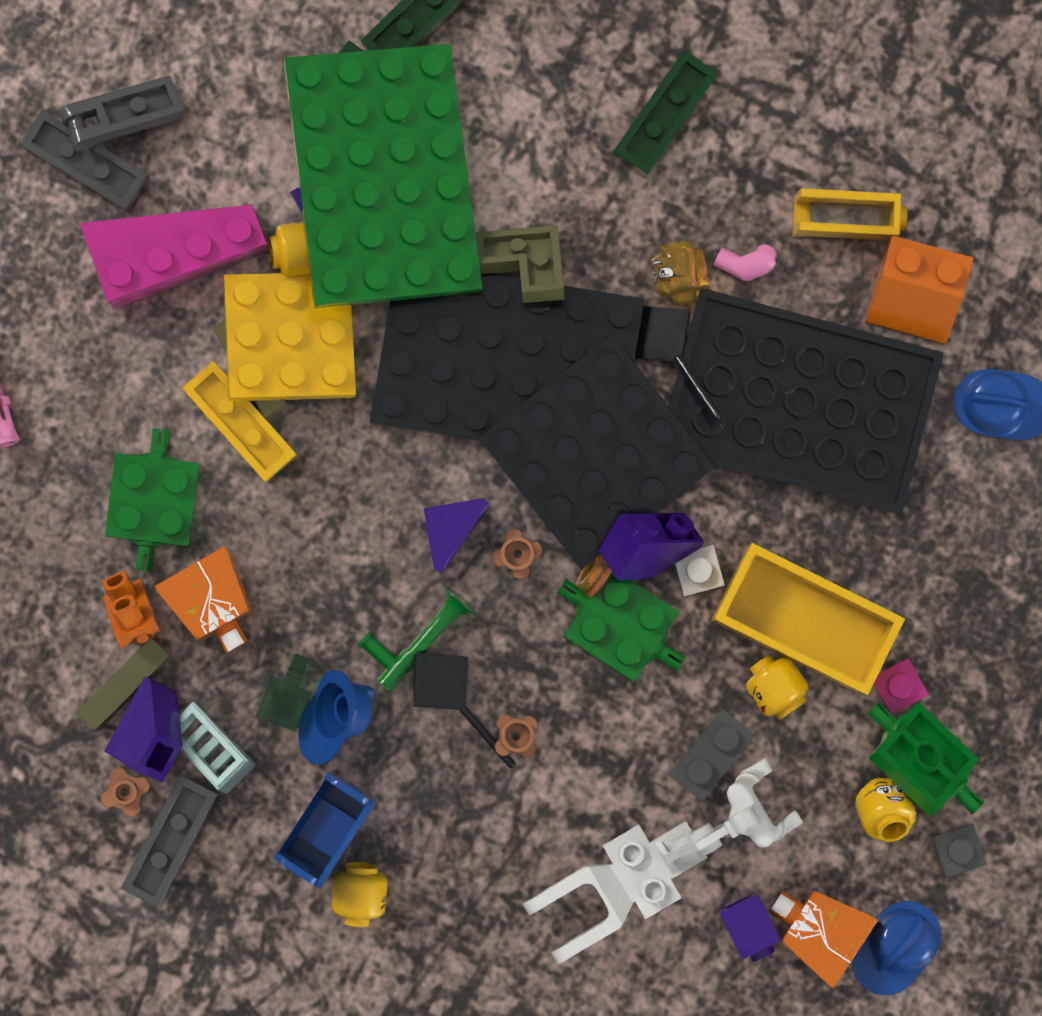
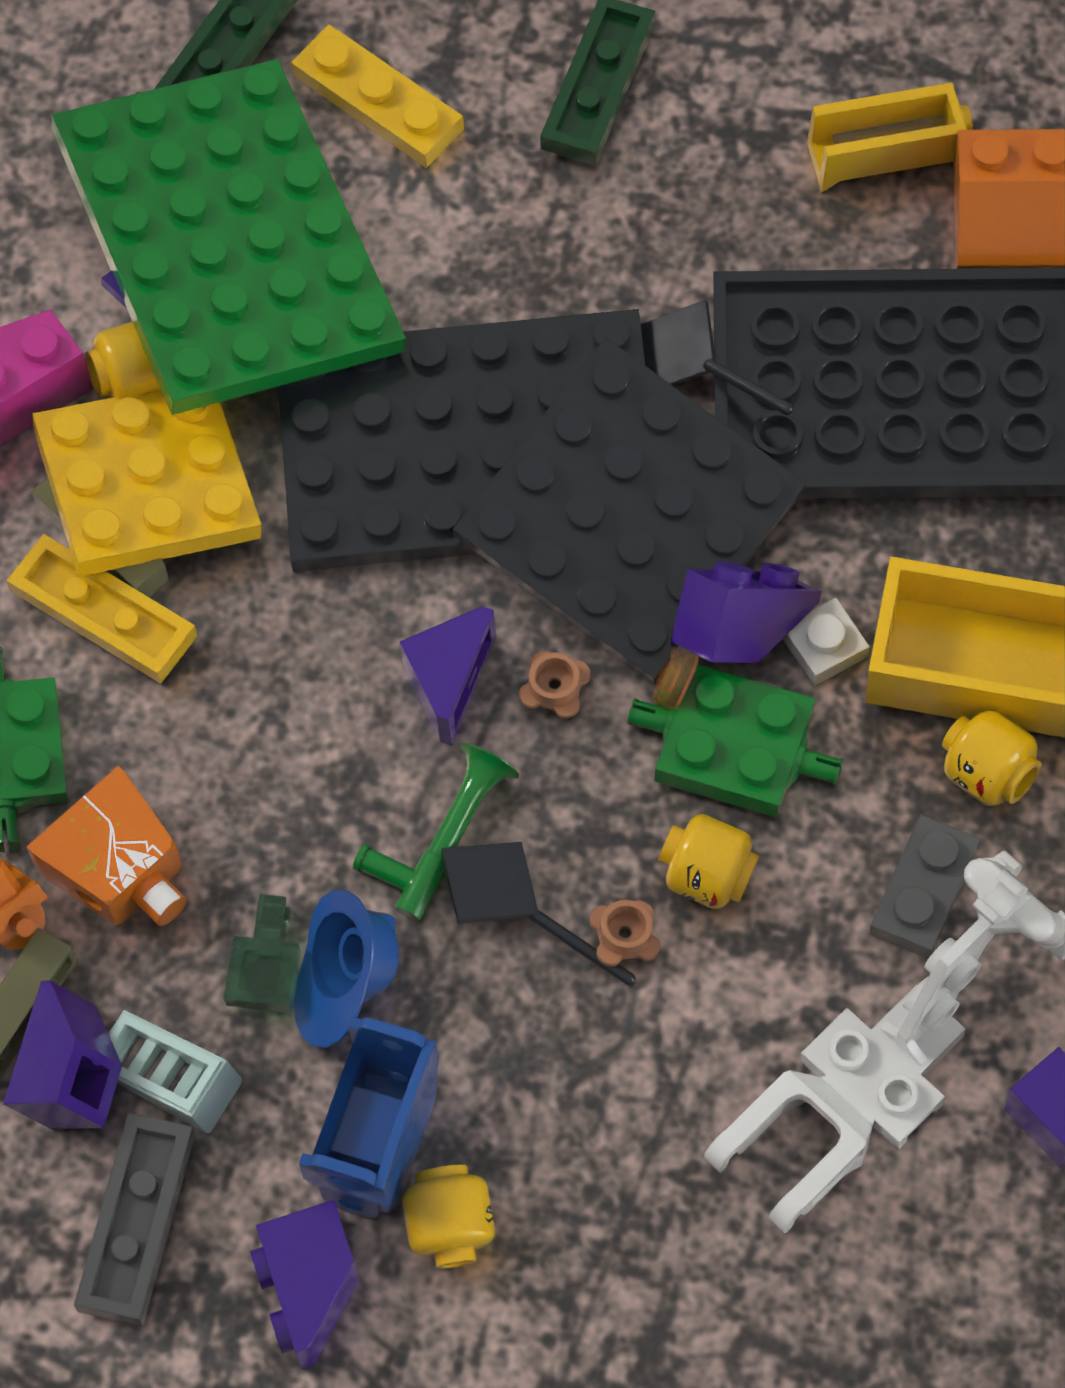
camera: 10 degrees left, 20 degrees down
(136, 788) = (58, 1183): nougat plate -> none
(266, 904) = (312, 1275): none -> dark purple slope
(513, 80) = (377, 95): none -> yellow plate
(527, 250) = (467, 287): olive plate -> none
(580, 707) = (708, 861): none -> yellow head
(679, 271) = (677, 257): clear yellow head -> none
(748, 266) = (771, 236): bright pink arm -> none

